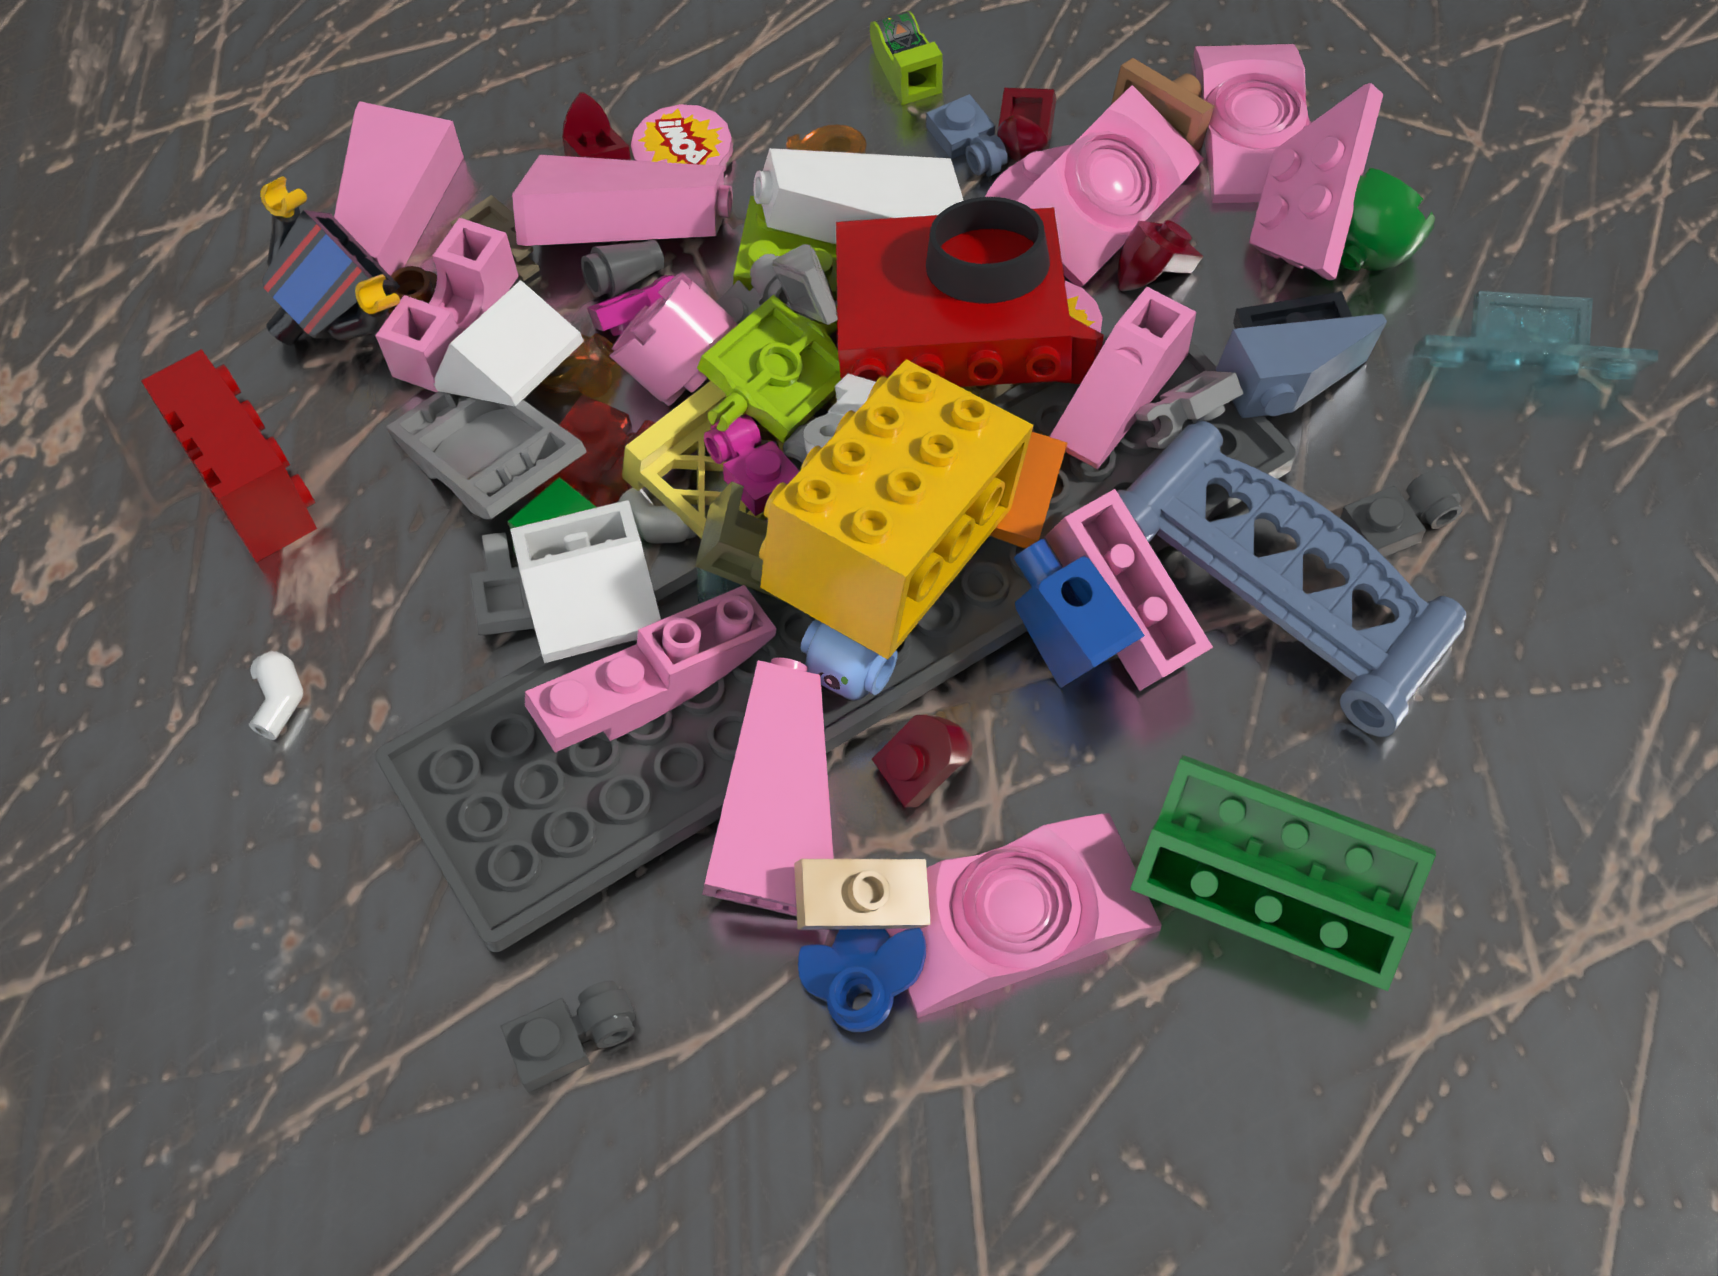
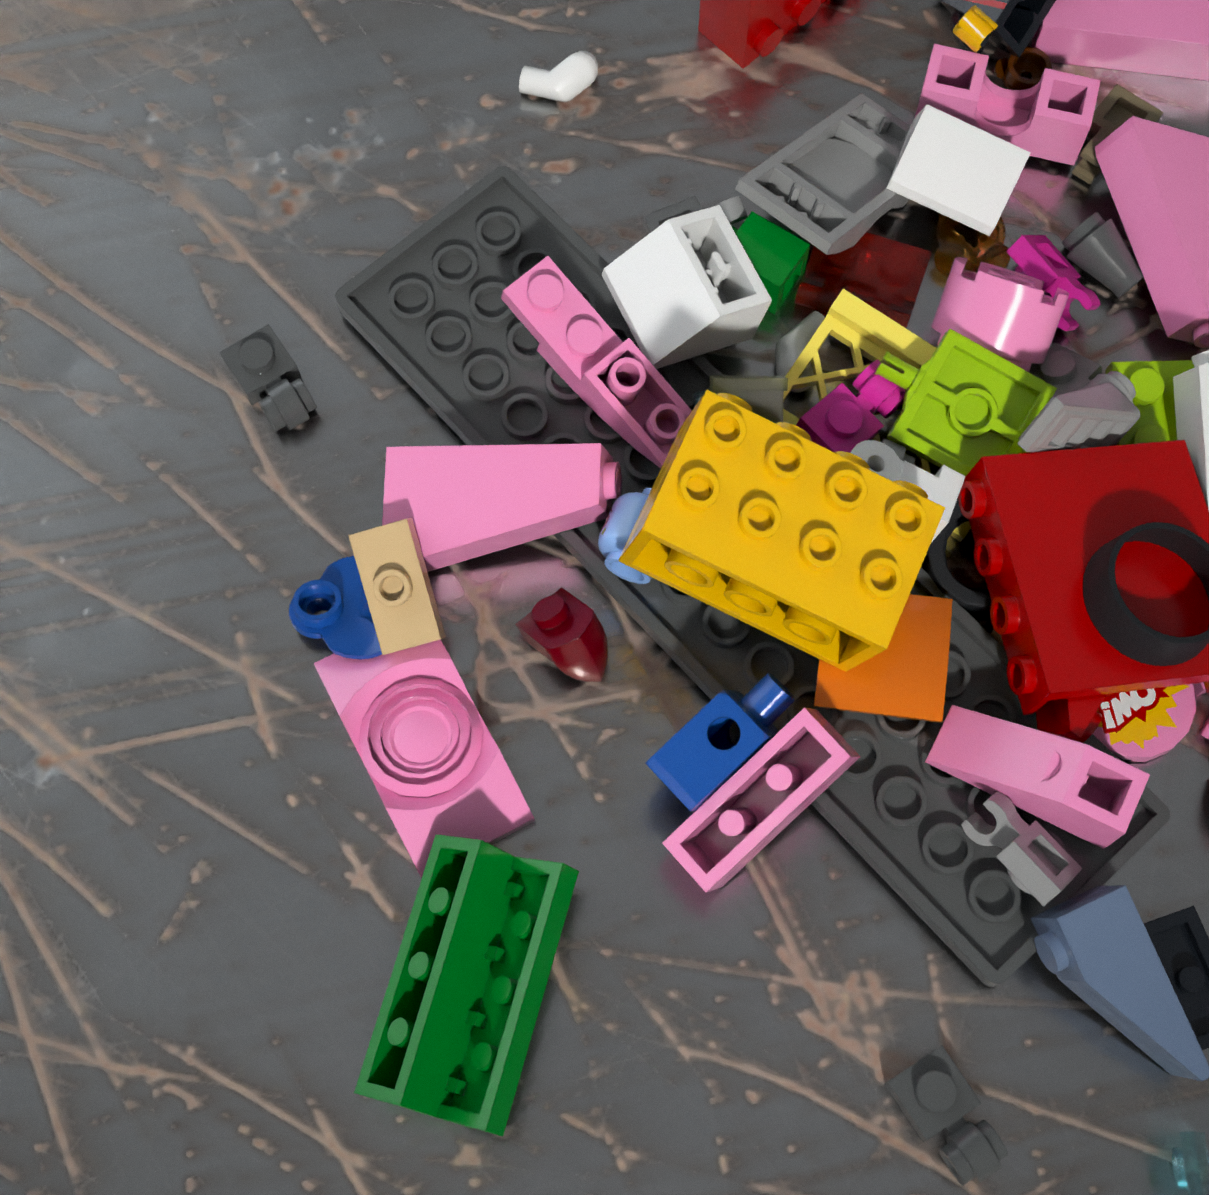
camera: 80 degrees right, 10 degrees up
(1380, 660) = (740, 1087): sand blue piece -> none

